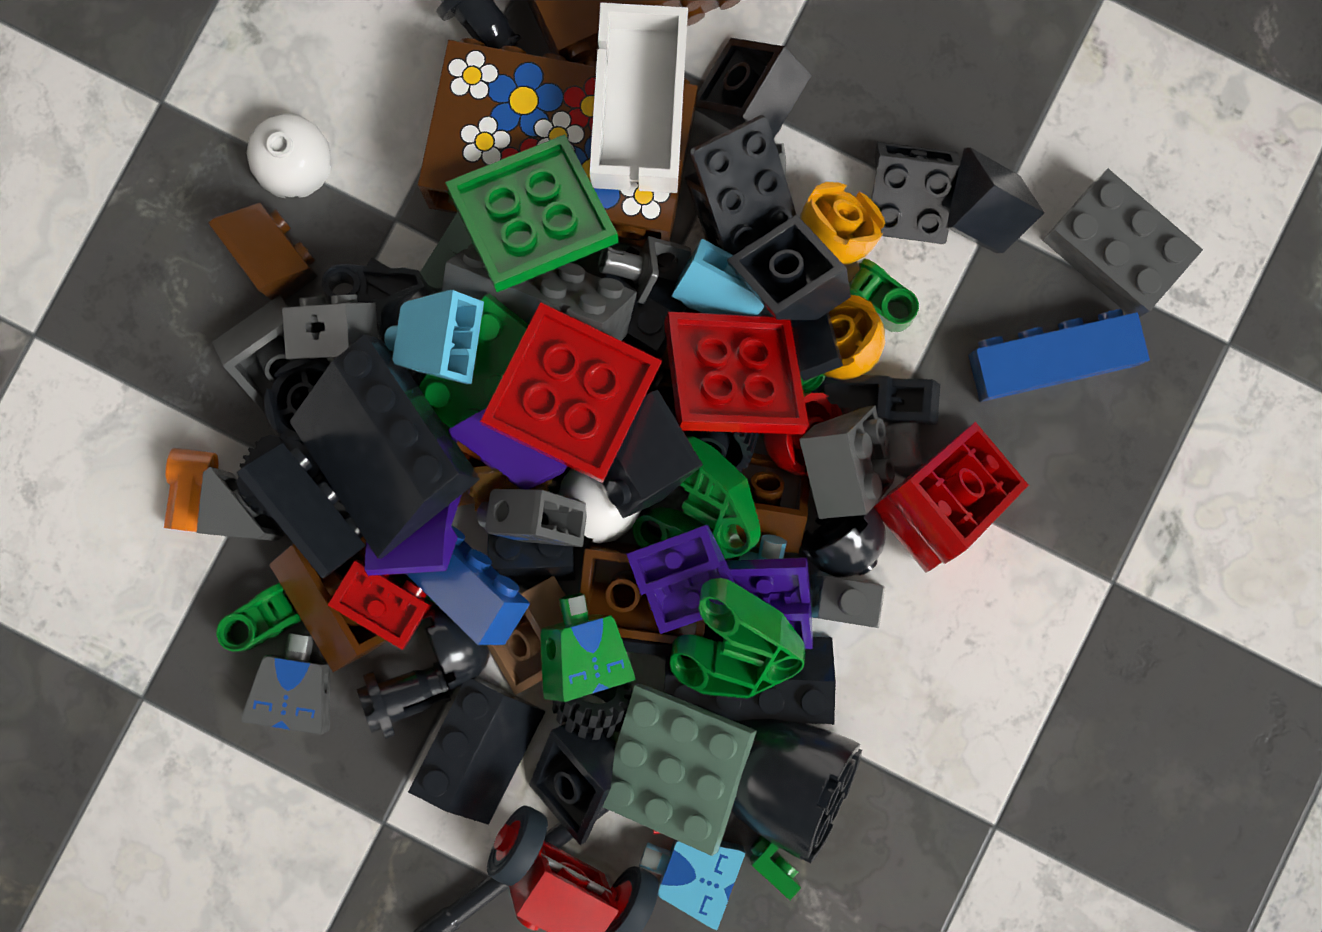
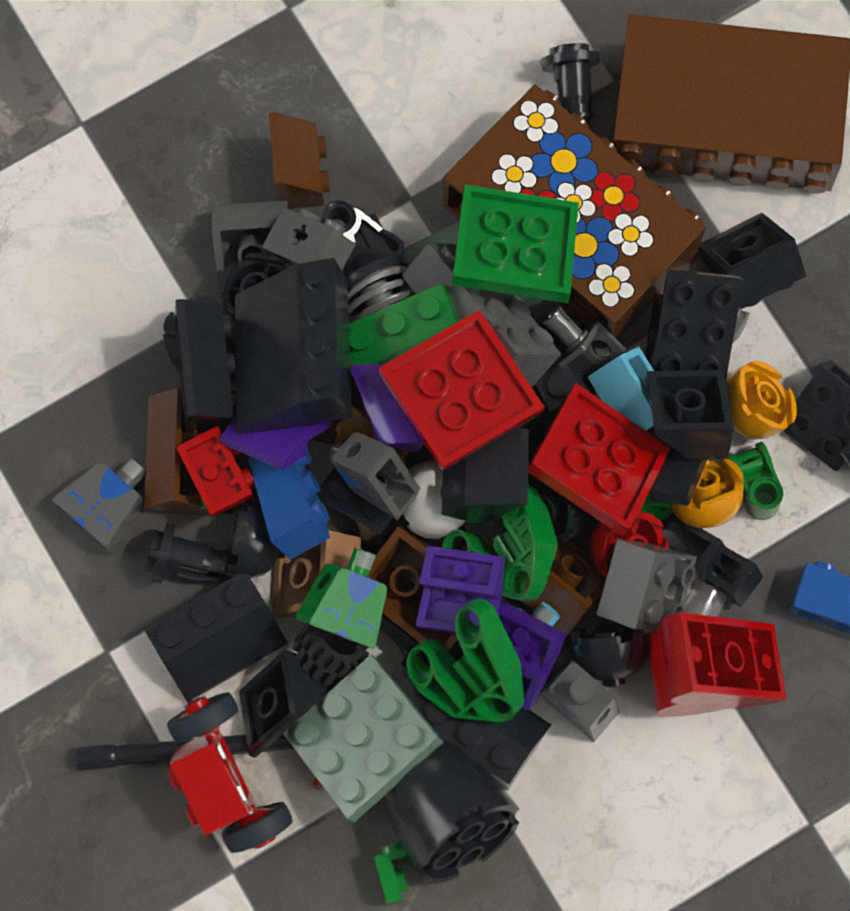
camera: 40 degrees right, 10 degrees down
(185, 478) = (130, 297): orange piece -> none
(226, 511) = (142, 339): dark grey slope -> none
(265, 616) = (115, 436): green piece -> none
(289, 156) = (360, 103): white cylinder -> none
(438, 335) = (387, 291): medium azure torso -> none
(638, 97) = (651, 207): white piece -> none
(694, 879) = (325, 840): medium azure torso -> none

